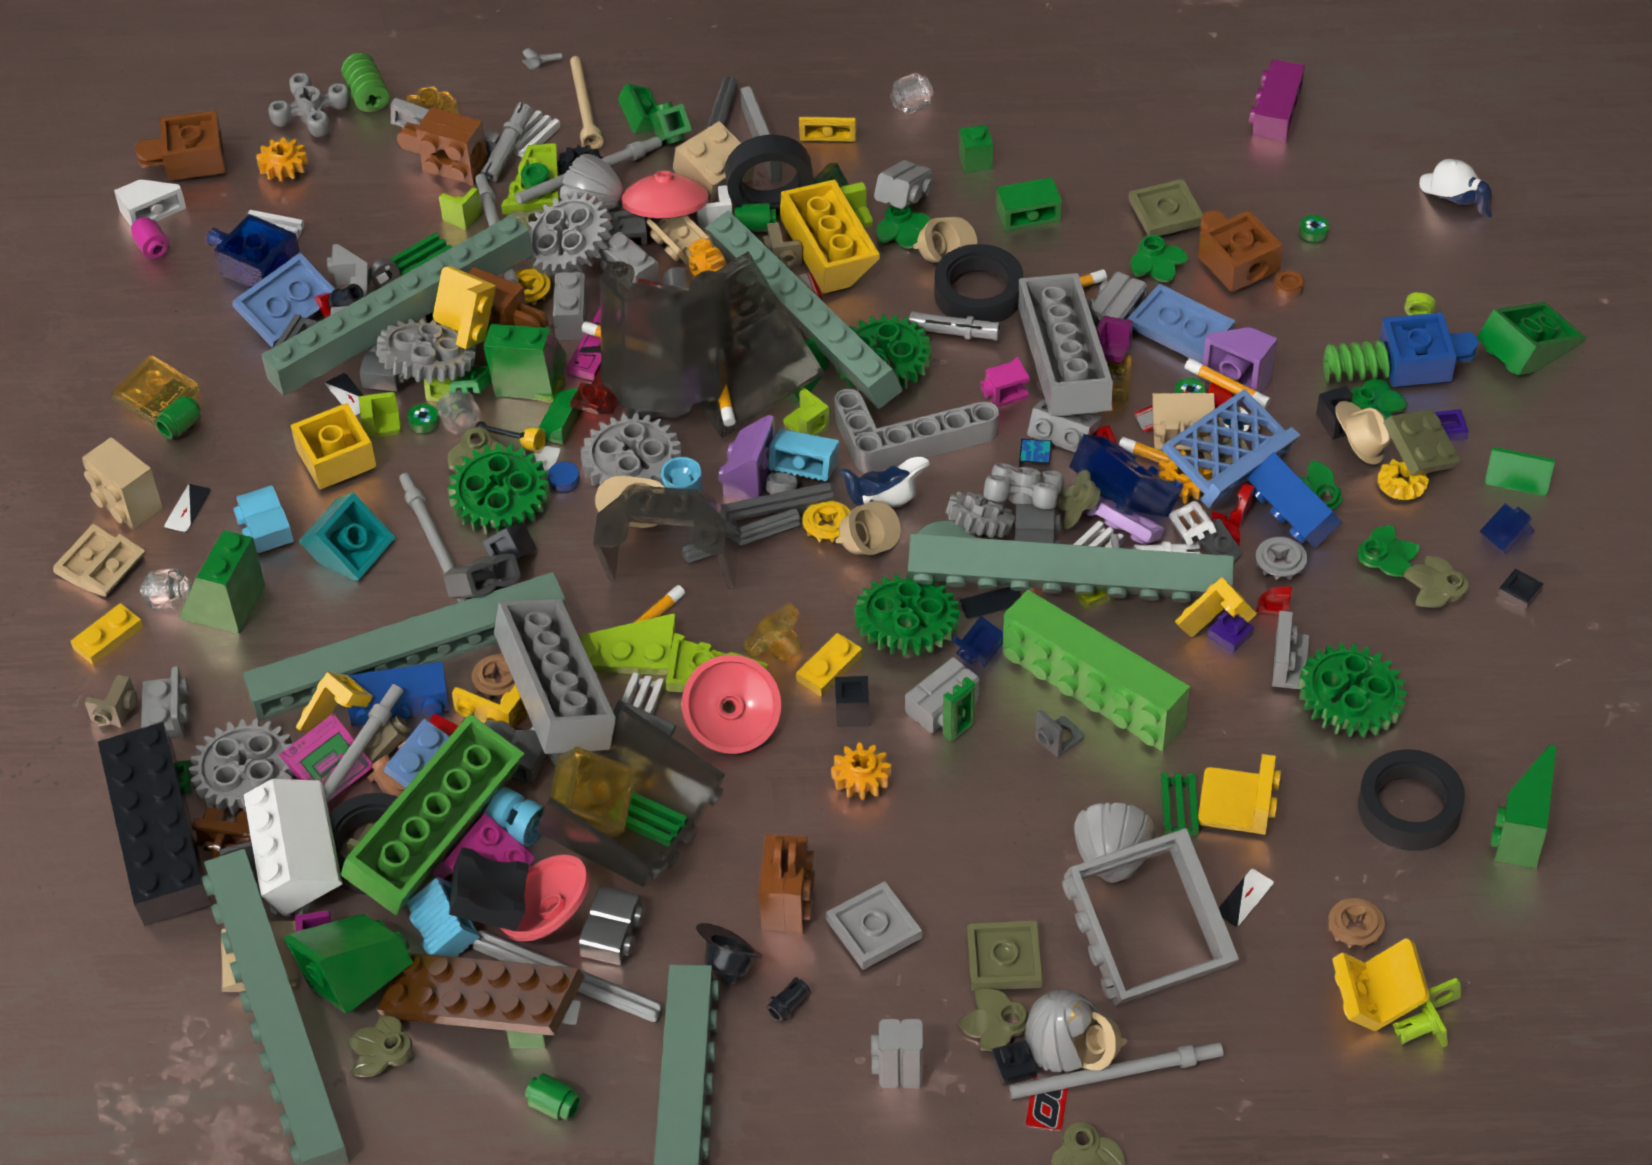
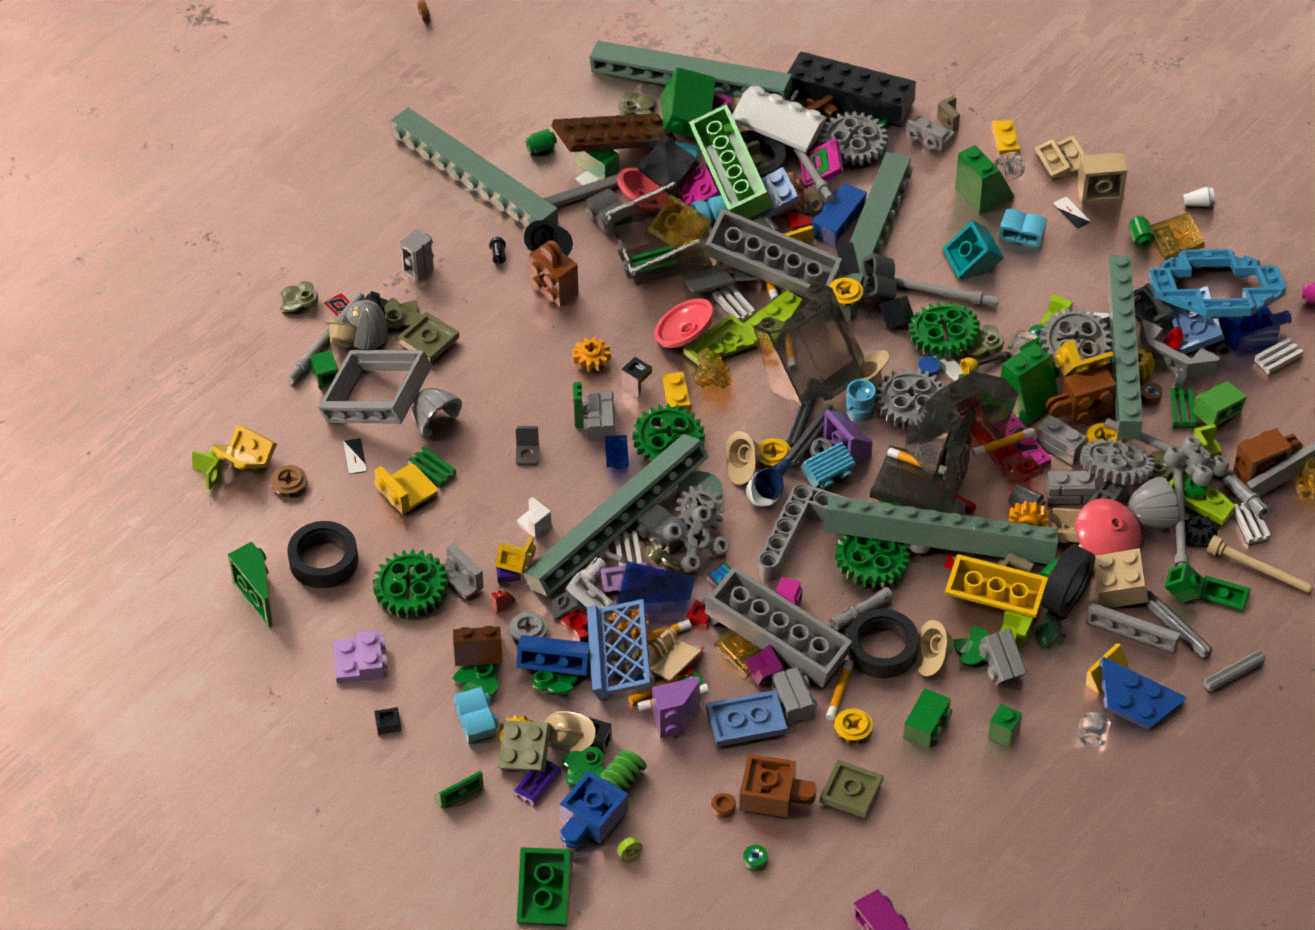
camera: 130 degrees right, 0 degrees up
(69, 403) = (1202, 197): none -> white cone
(218, 349) = (1253, 299): none -> dark azure plate
(332, 690) = (849, 177): yellow bracket -> none
(333, 446) = (1045, 274): yellow brick -> none
(345, 296) = (1163, 336): black pin -> none
(398, 219) = (1219, 403): none -> bright green brick
(475, 623) = (847, 254): none -> black sticker
(508, 179) = (1196, 461): none -> light grey gear
(529, 573) = (847, 284): none -> yellow gear
(732, 55) = (1234, 670): none -> light grey axle
(810, 417) = (857, 492): lime panel -> none
(840, 87) = (1136, 696): none -> blue wing
(873, 925) = (500, 303): light grey plate -> none
(1083, 248) = (853, 717): none -> yellow gear
(1095, 670) = (540, 475): bright green brick -> none
(1146, 642) = (536, 519): none -> white panel
(1157, 259) = (811, 753): green plate -> none
(1168, 1018) = (324, 368): none -> green brick
(1356, 566) = (477, 645): none -> reddish brown slope
(1432, 513) = (475, 714): none -> medium azure brick
(1435, 582) = (435, 681): olive plate -> none
(1484, 665) = (360, 657): none -> lavender plate
(1507, 527) = (428, 748): clear blue bracket -> none

